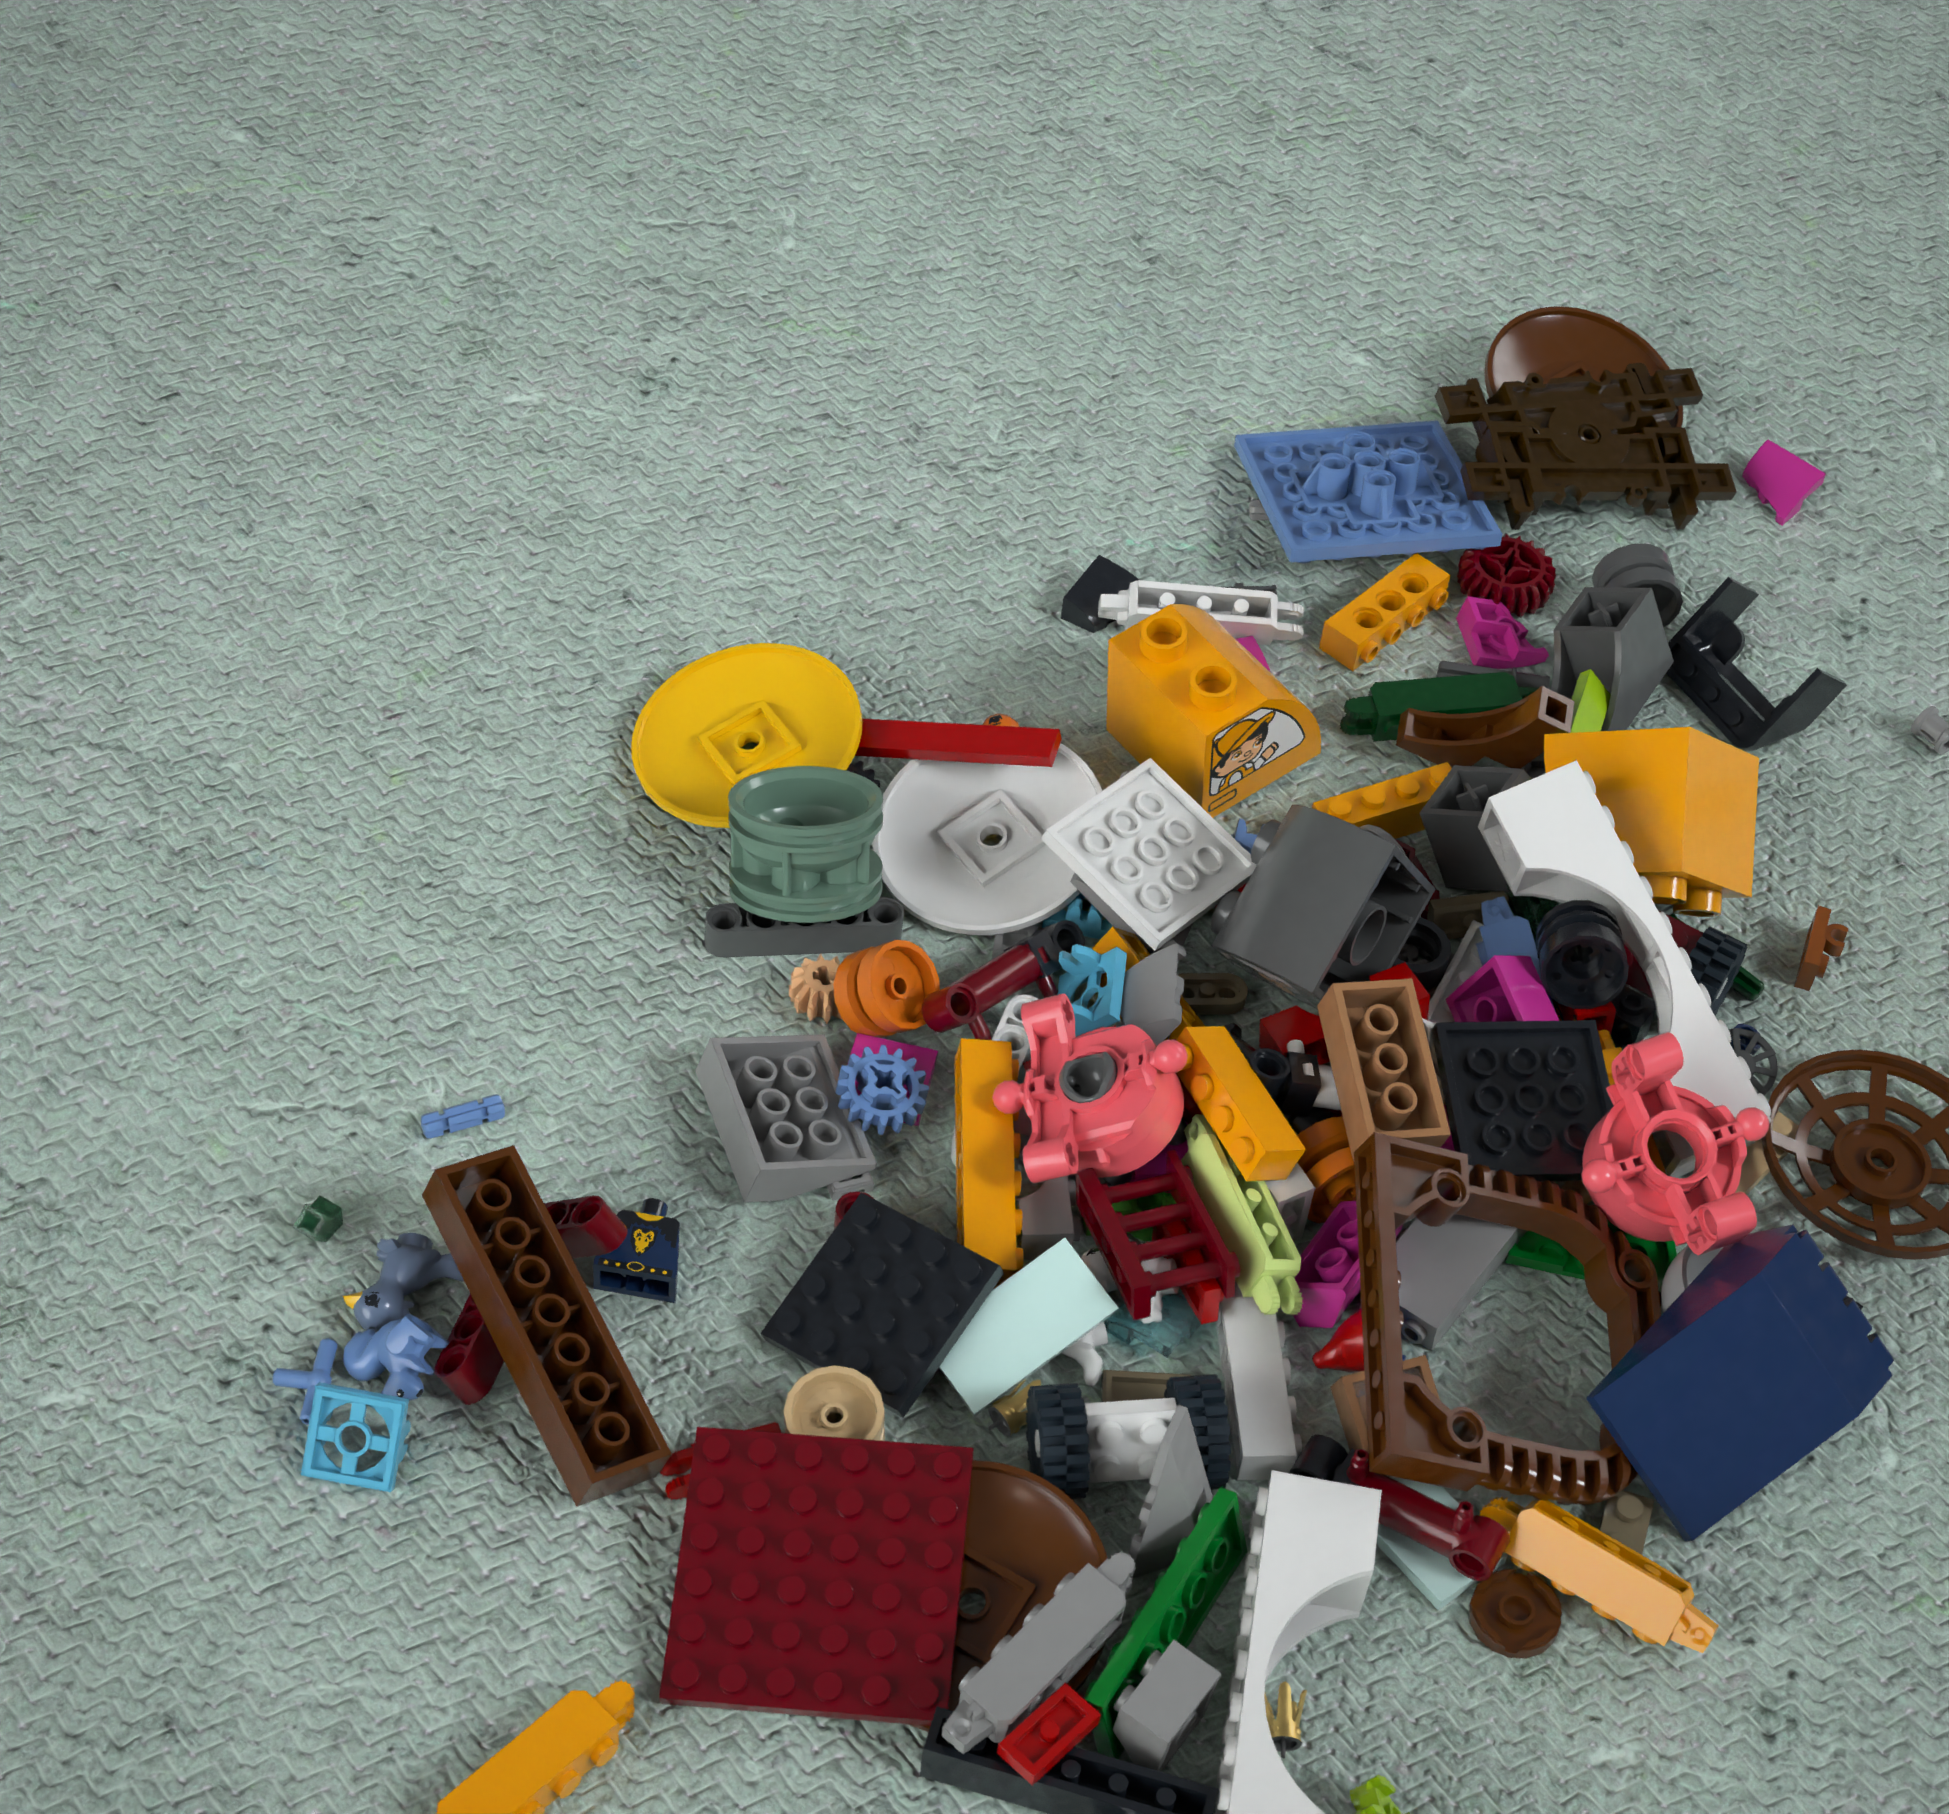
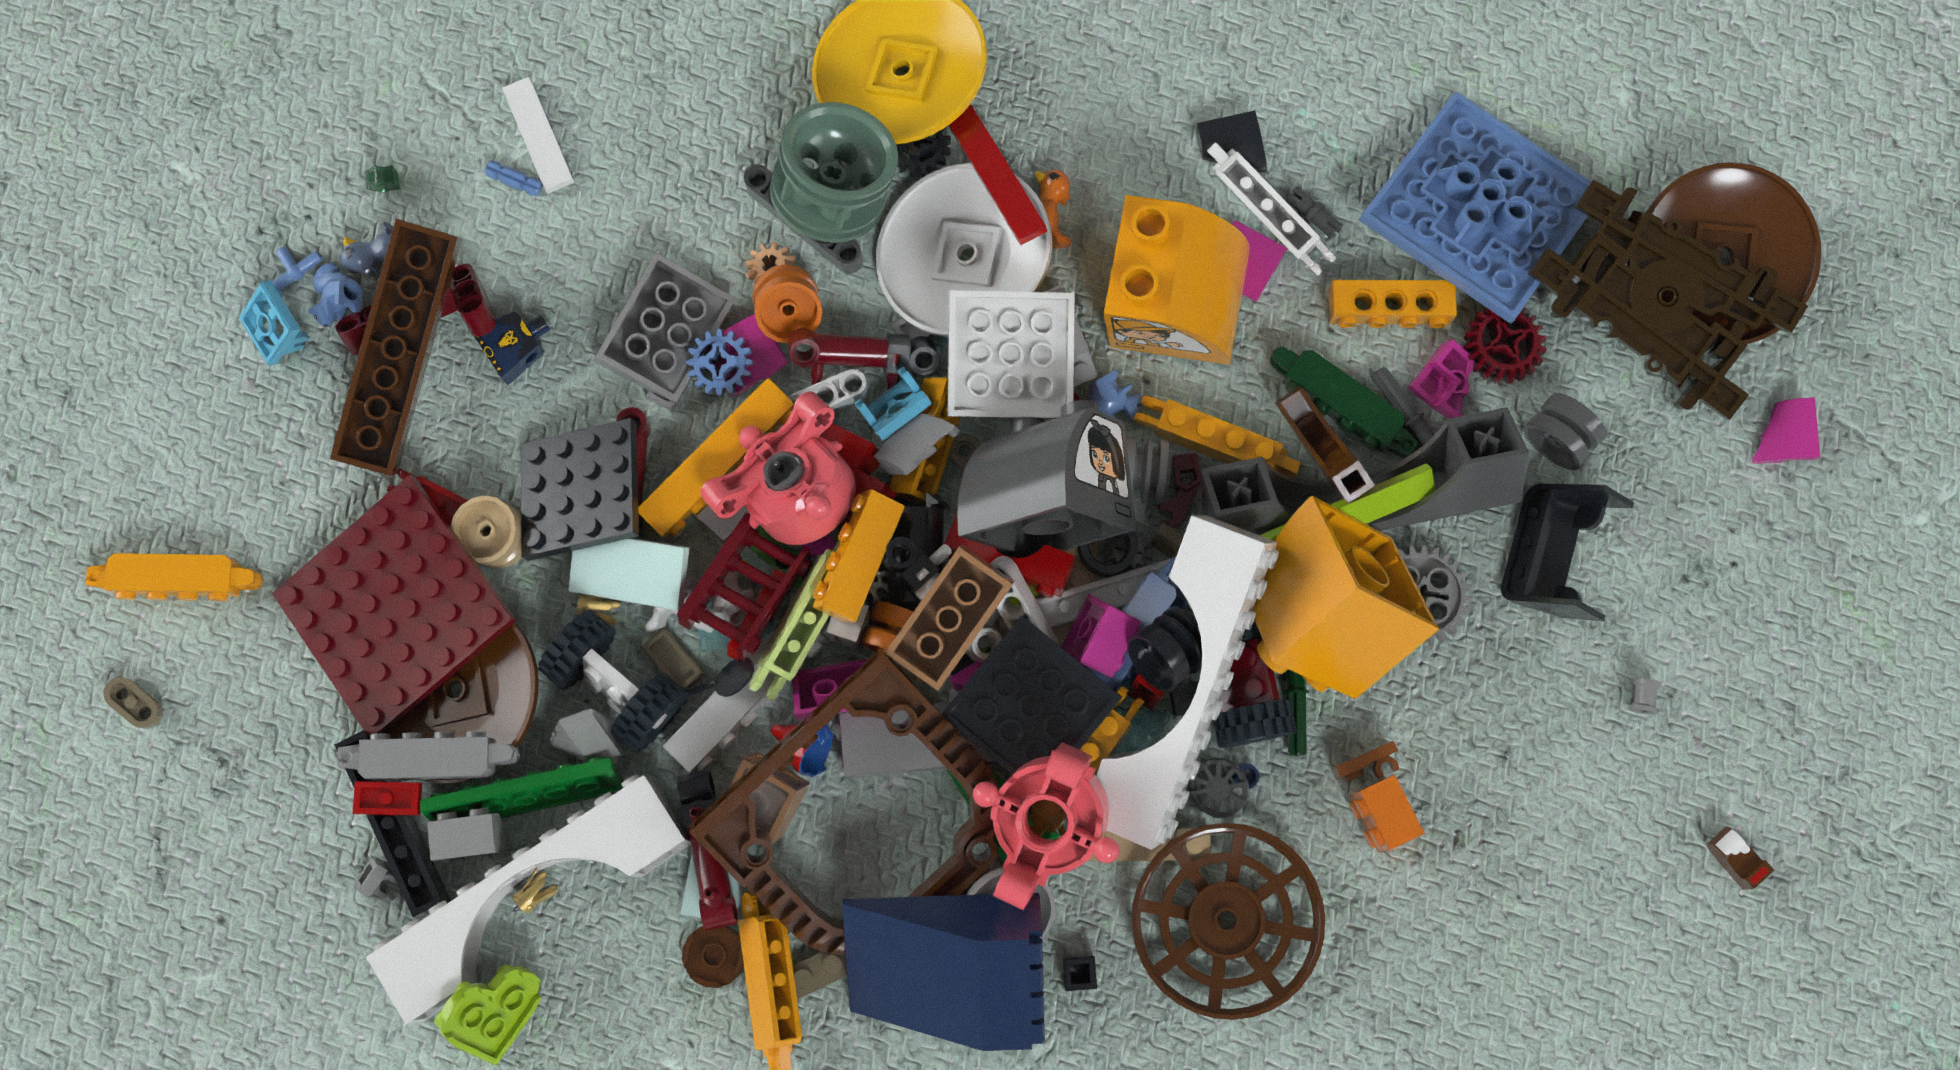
camera: 55 degrees right, 30 degrees up
(442, 1061) = (538, 135): none -> white tile
(1234, 1332) = (730, 679): none -> black piece
(1887, 962) = (1385, 814): none -> orange brick

